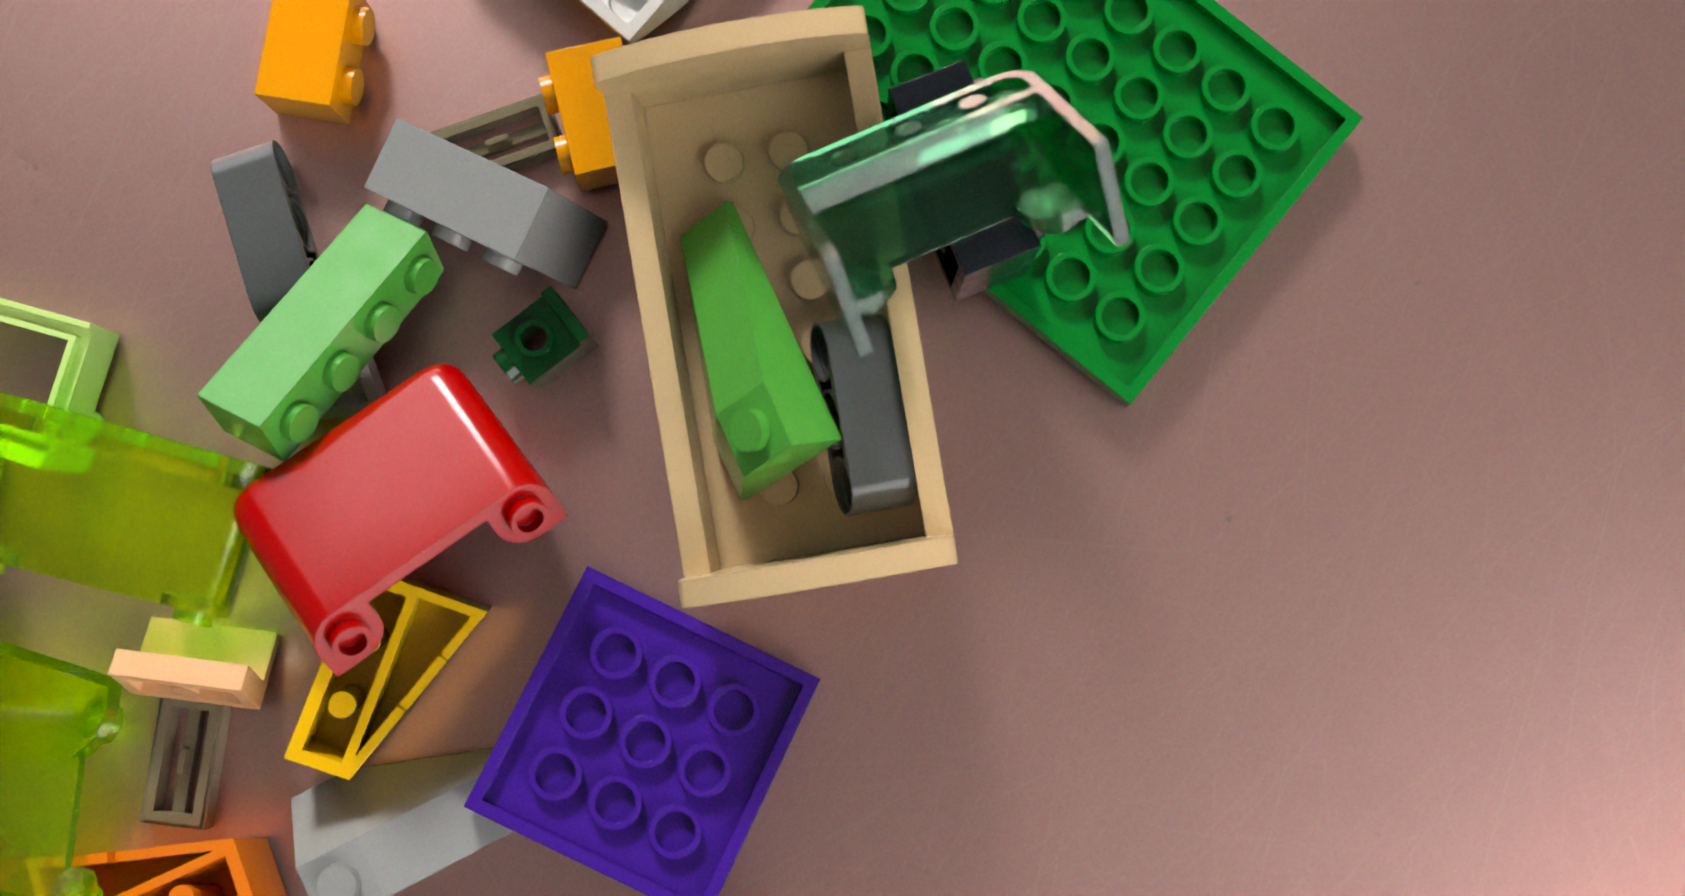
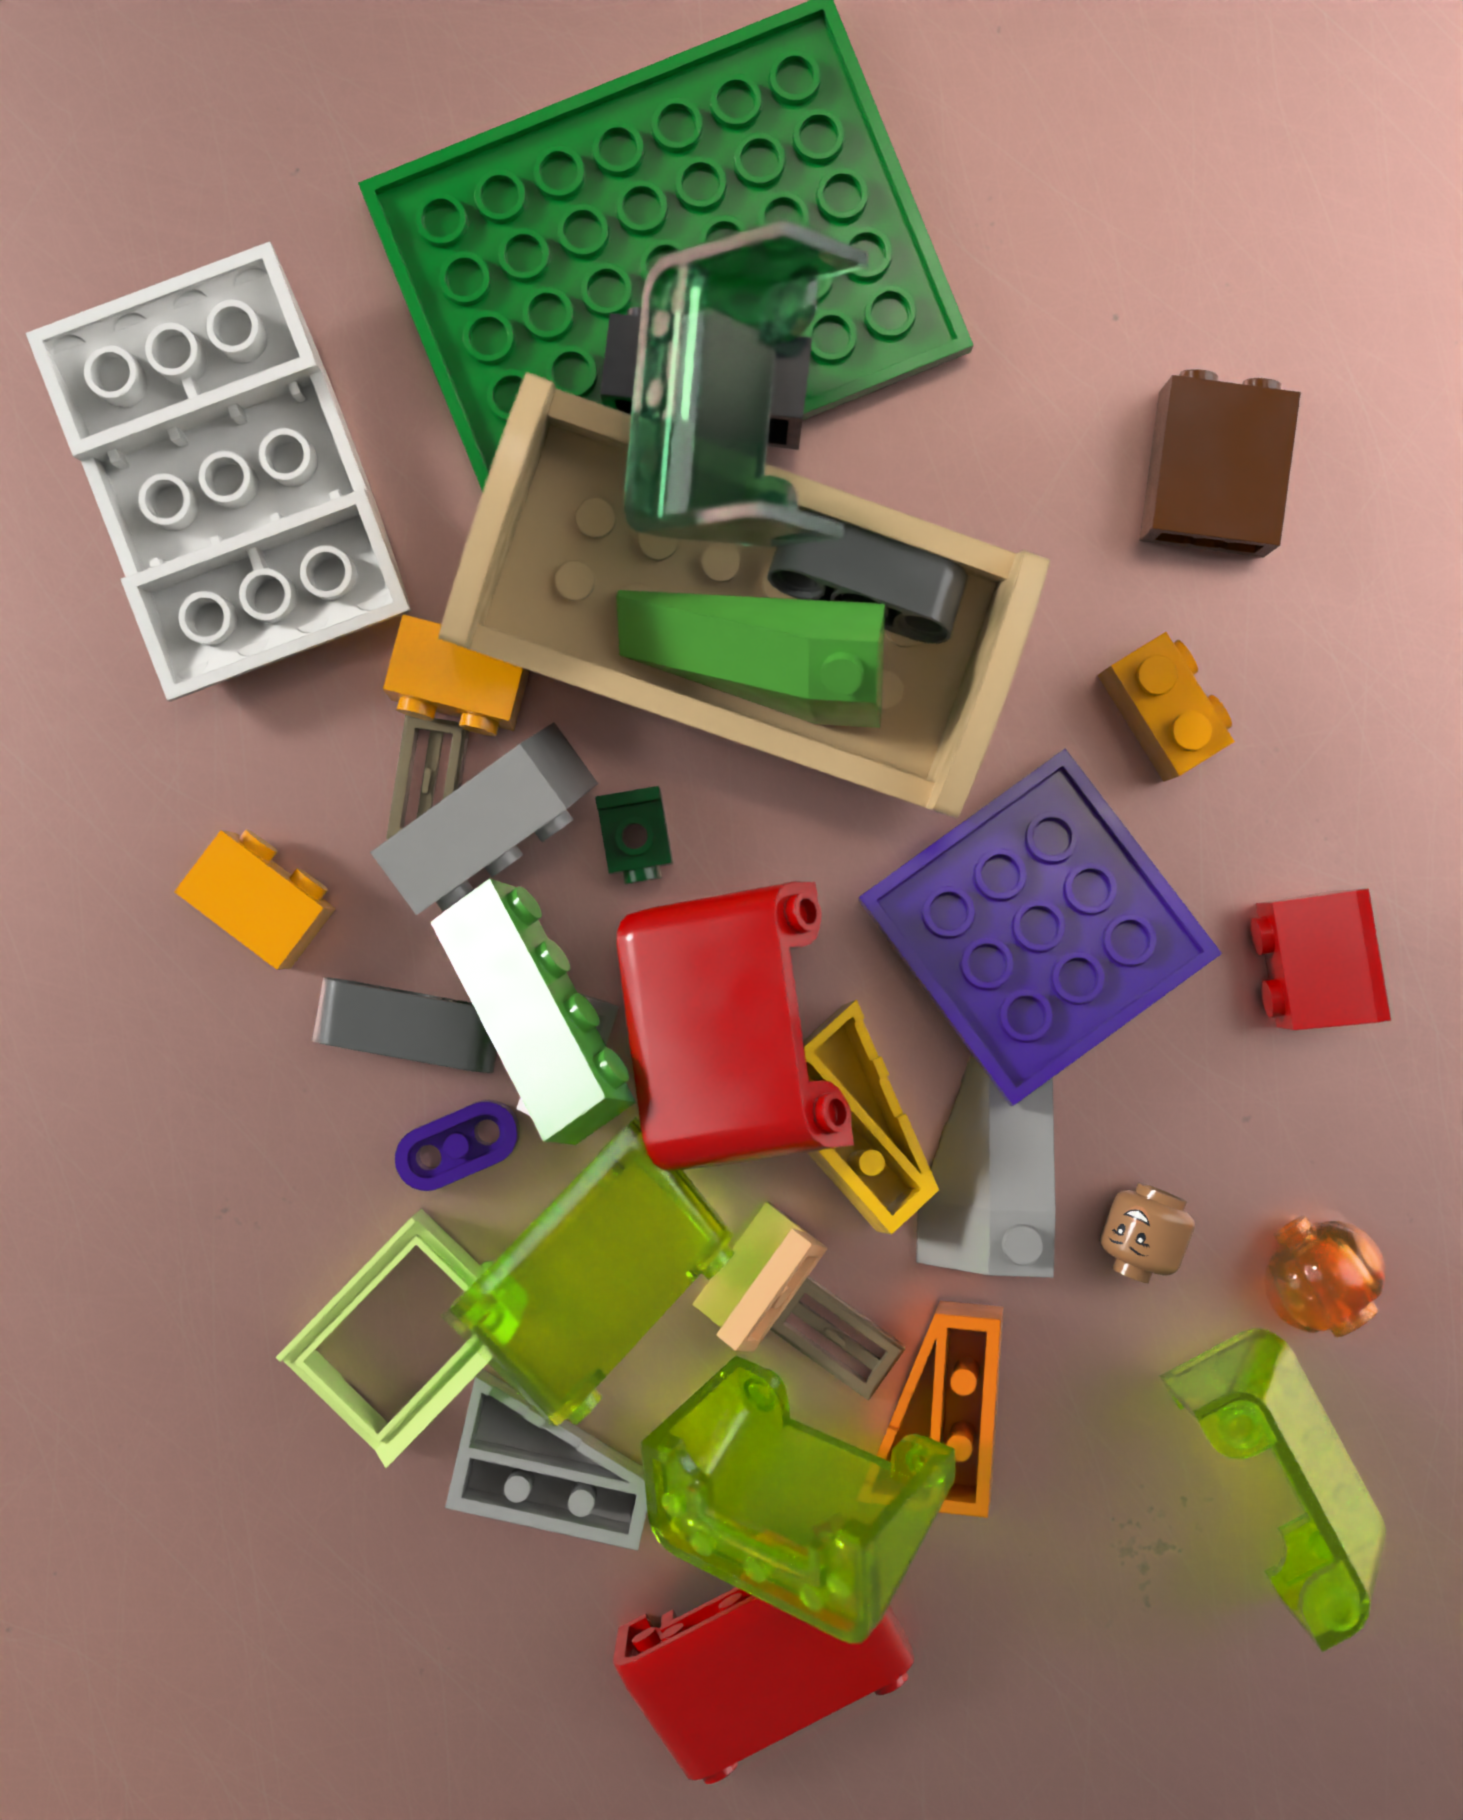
camera: 60 degrees left, 5 degrees up
(191, 335) = (459, 1145): none -> dark purple plate
(904, 752) = (1167, 706): none -> light orange brick
(1150, 680) = (1220, 464): none -> reddish brown brick

